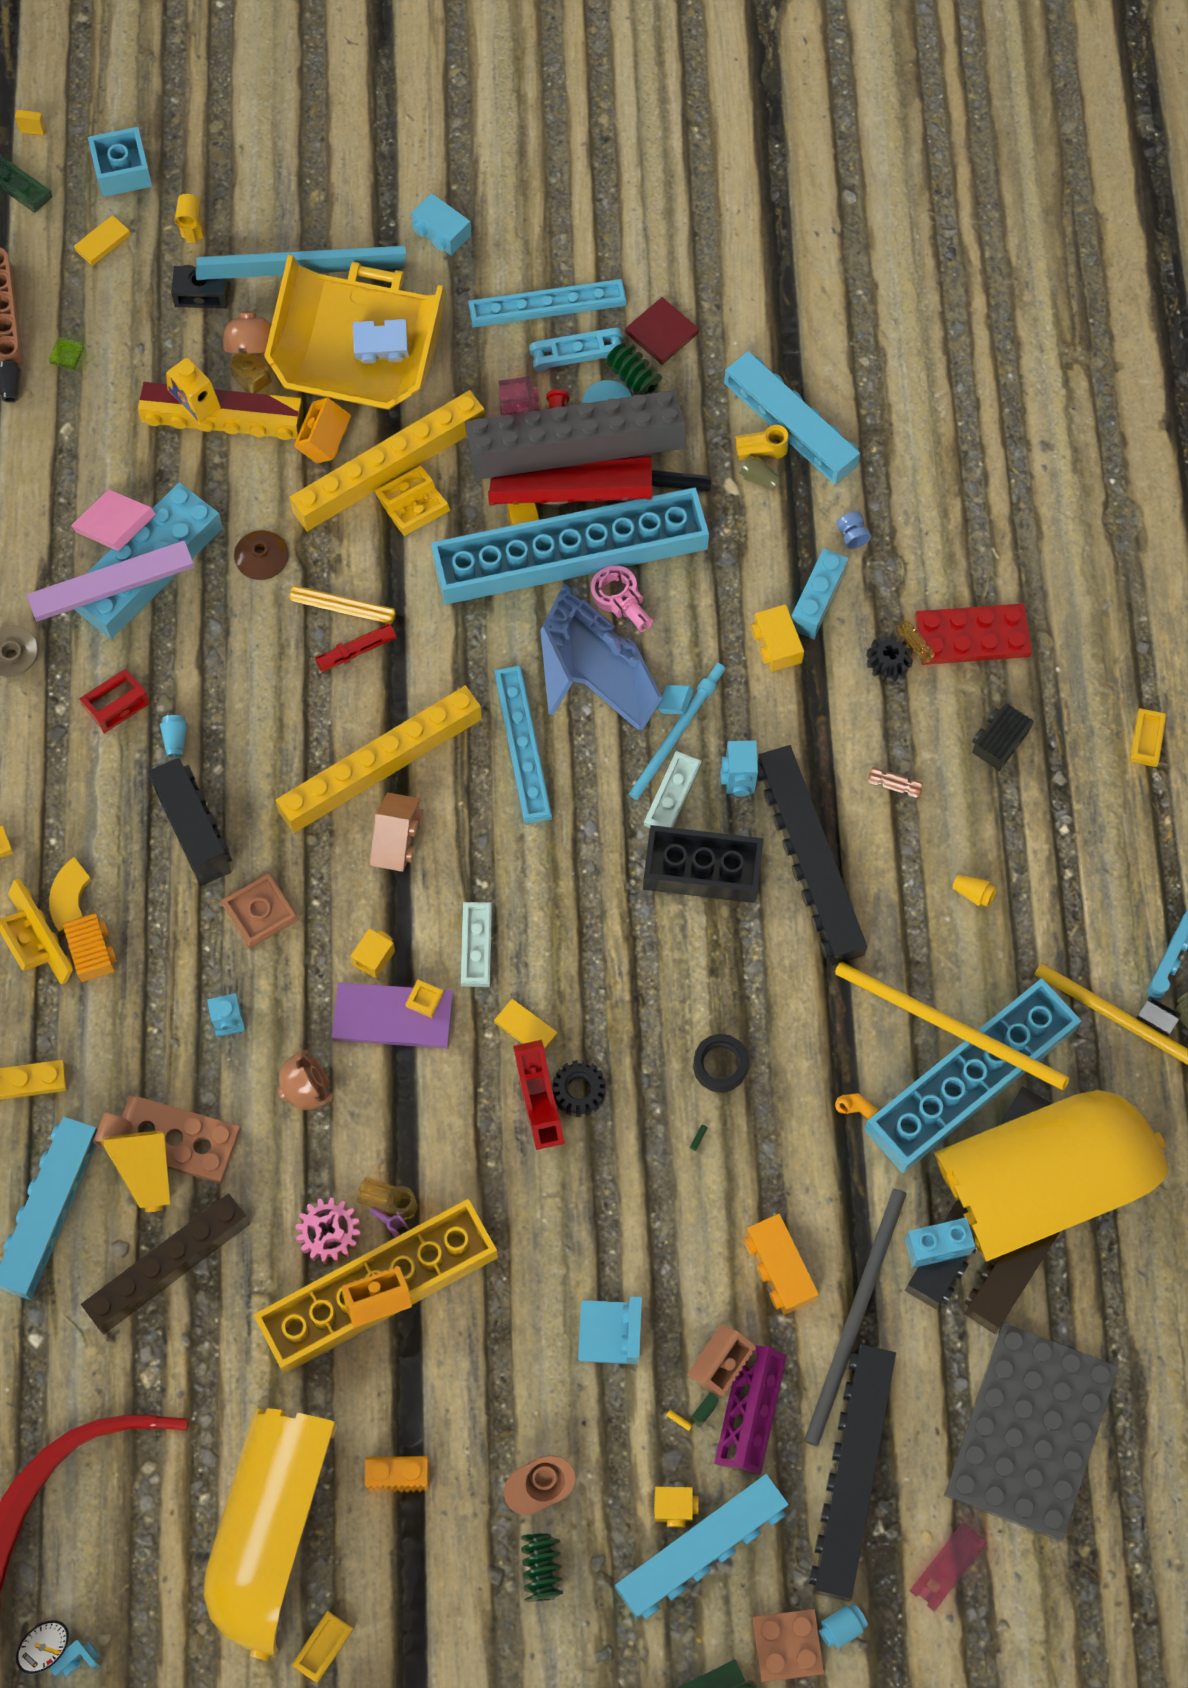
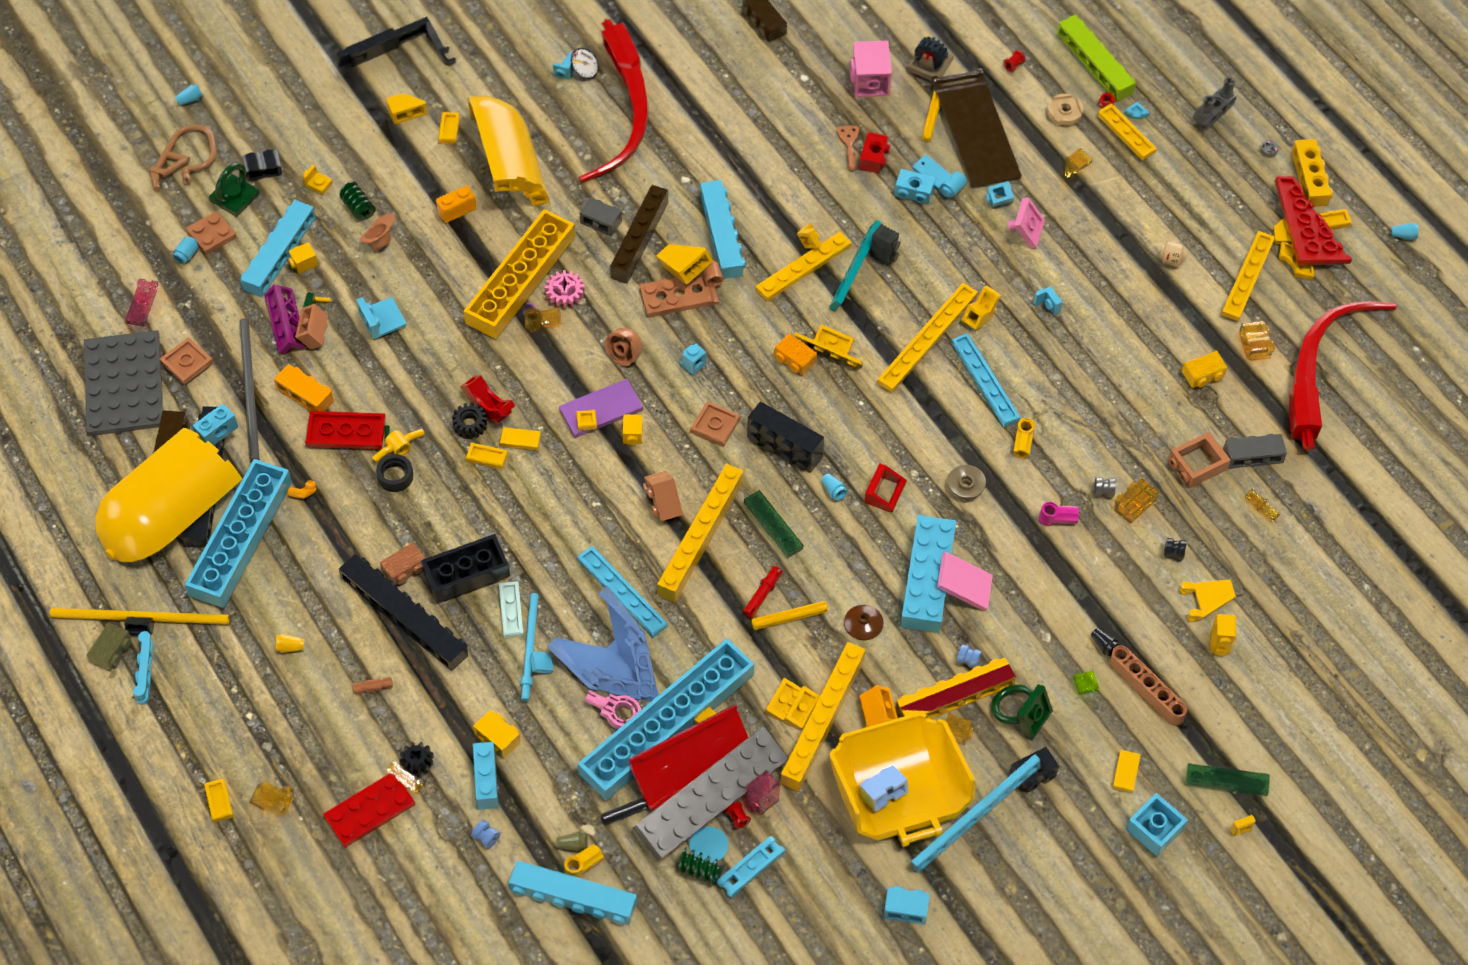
camera: 150 degrees right, 10 degrees down
(66, 893) = (829, 376): yellow tile -> none
(110, 581) = (932, 535): lavender tile -> none
(155, 337) = (1032, 713): none -> dark green tile
(172, 439) = (968, 656): none -> medium blue wheel
(185, 383) = (976, 676): yellow torso -> none
(189, 218) = (1075, 805): yellow piece -> none
(200, 1329) = (600, 216): none -> dark grey brick
(246, 333) = (972, 740): nougat cylinder -> none
(282, 727) = (773, 523): none -> clear green plate
(376, 1296) = (511, 250): light orange brick -> none
(476, 944) = (577, 468): light aqua tile -> none
(547, 303) = (795, 893): medium azure tile -> none
(580, 1653) = (316, 181): none -> yellow bracket
(584, 1027) = (486, 456): none -> yellow tile
(662, 330) = (702, 914): dark red tile -> none
(694, 1104) = (397, 443): none -> yellow piece
(740, 768) = (473, 631): medium azure brick -> none
(753, 1167) = (345, 430): none -> red plate
(777, 919) = (403, 564): none -> nougat brick
(853, 1474) = (213, 316): black brick -> none
(926, 1413) = (186, 360): none -> nougat plate
(953, 1026) = (262, 542): yellow piece -> none
(1002, 736) = (316, 745): pearl dark grey brick -> none
(1083, 696) = (272, 798): none -> clear yellow brick

